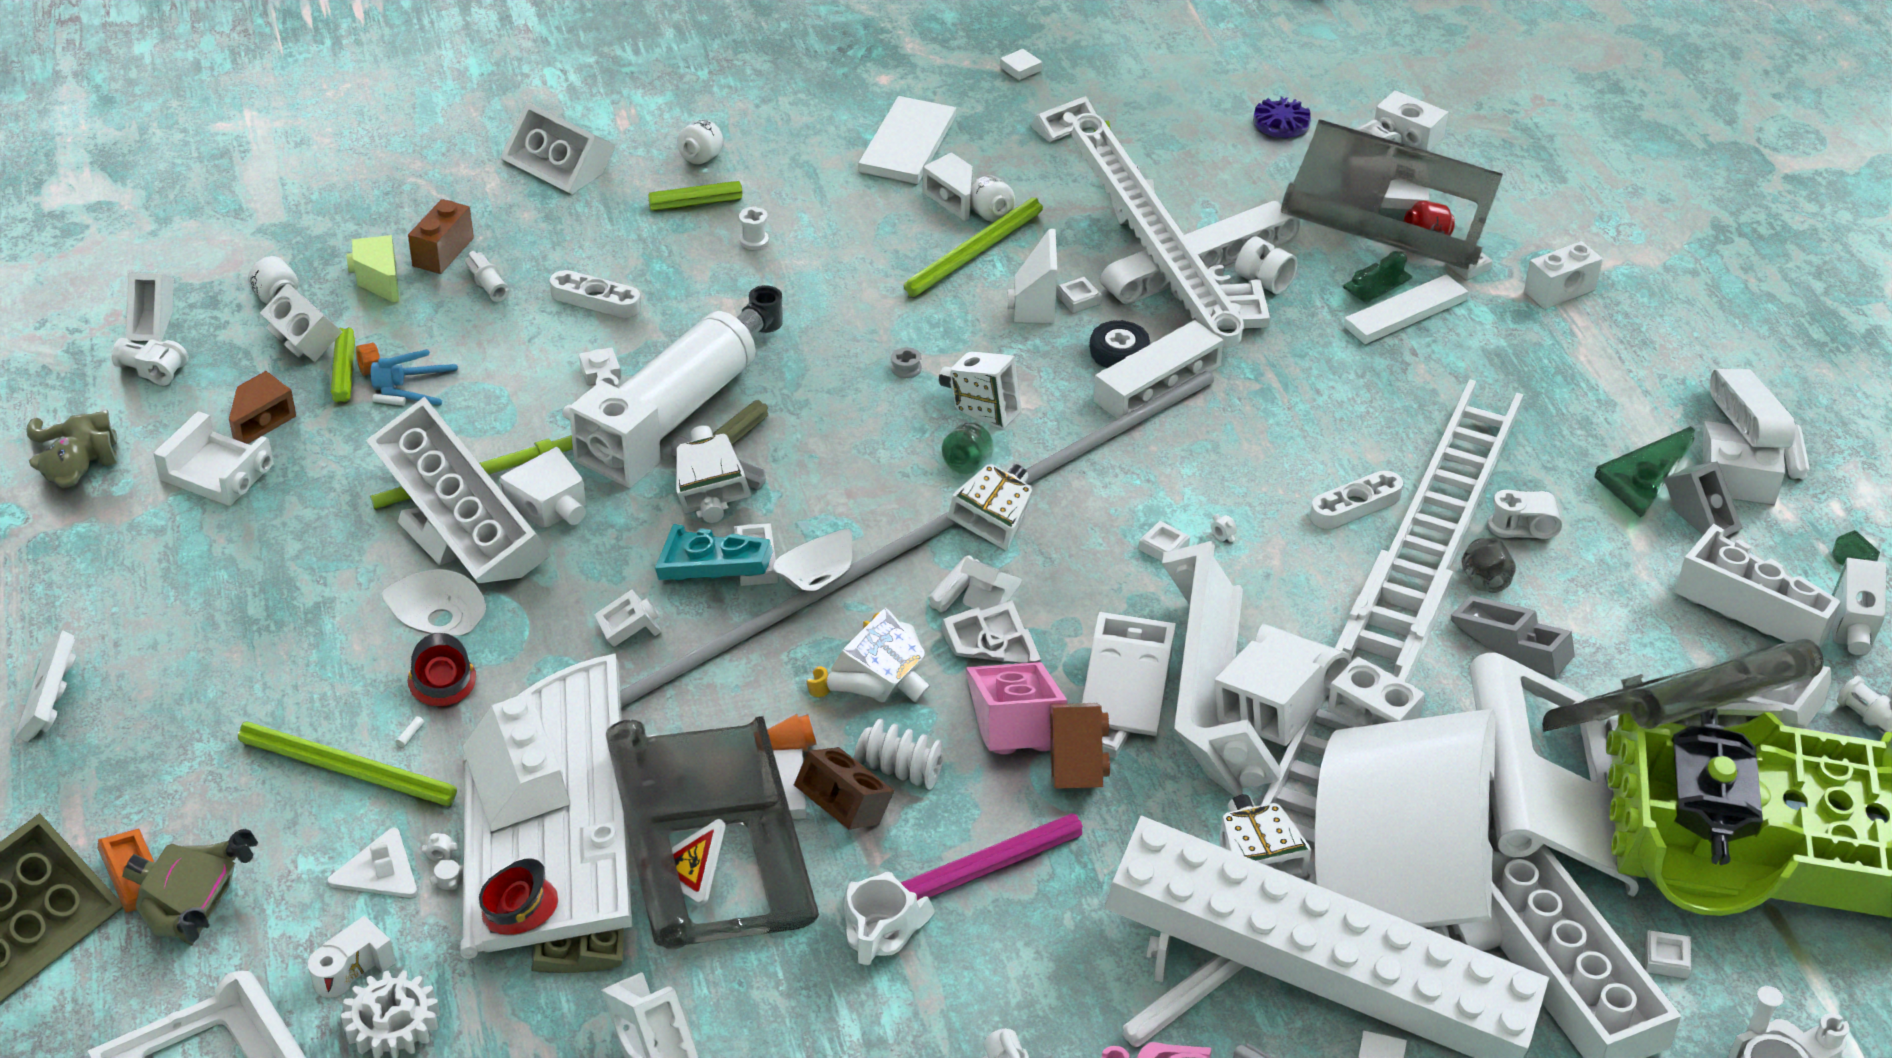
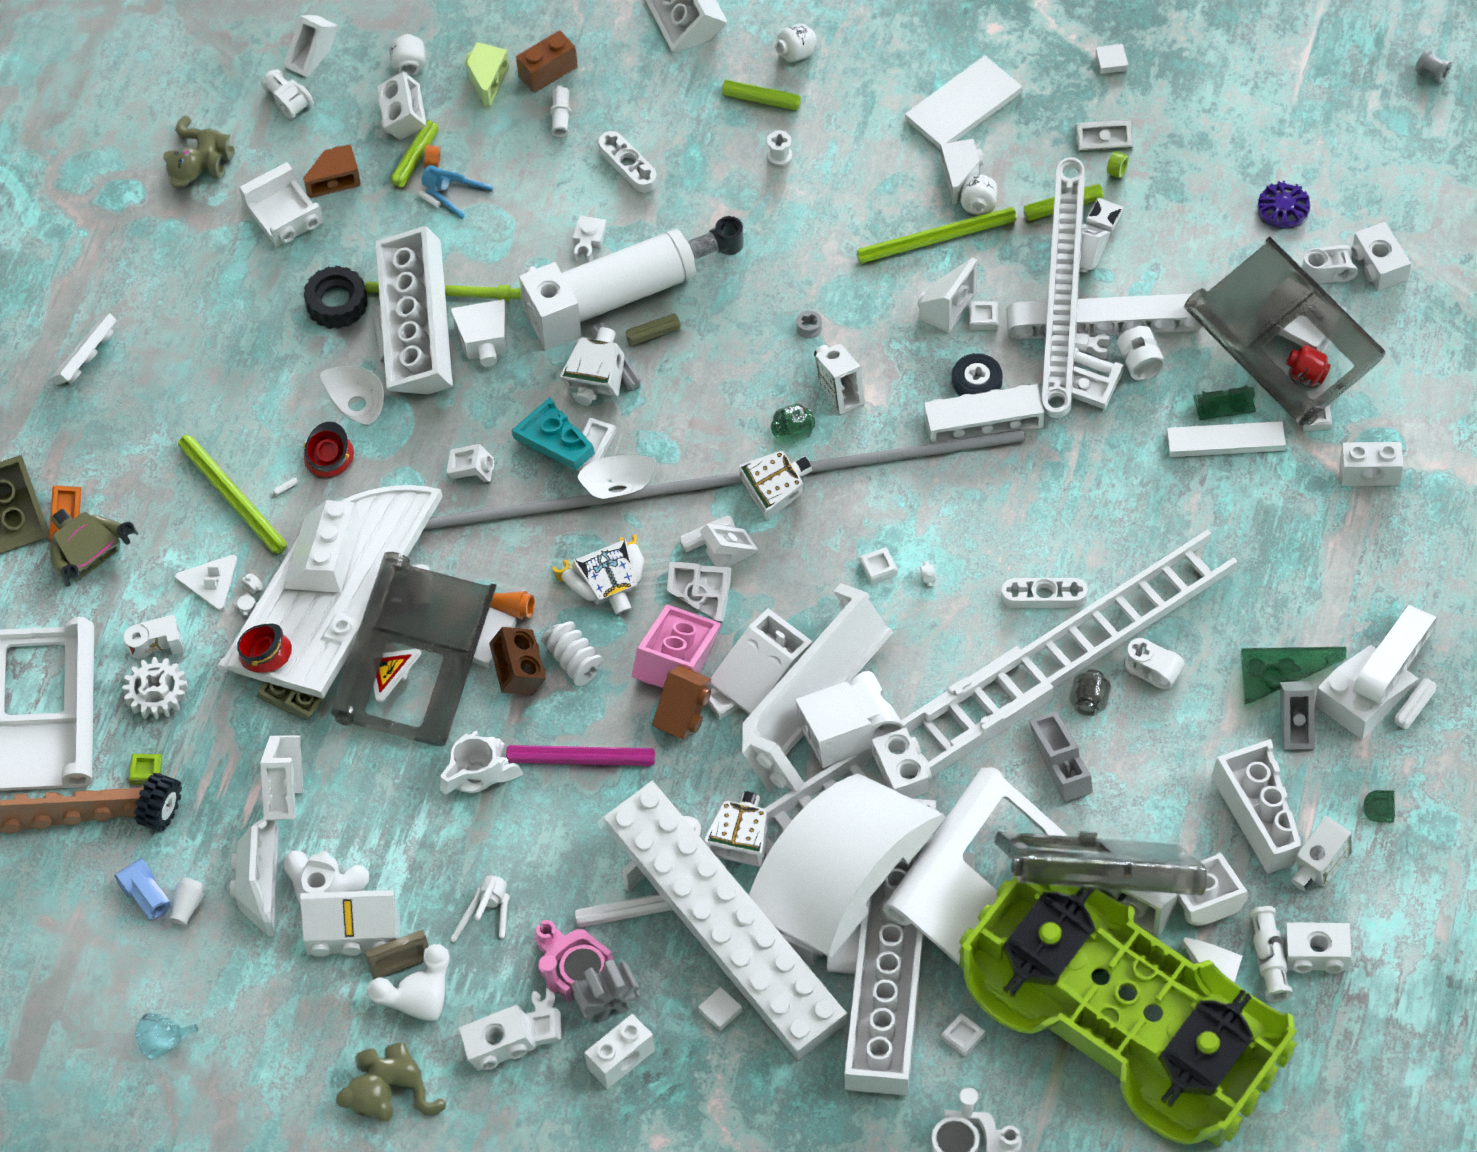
camera: 35 degrees right, 15 degrees up
(338, 502) = (340, 315): none -> black tyre
(1068, 186) = (1046, 206): none -> lime axle

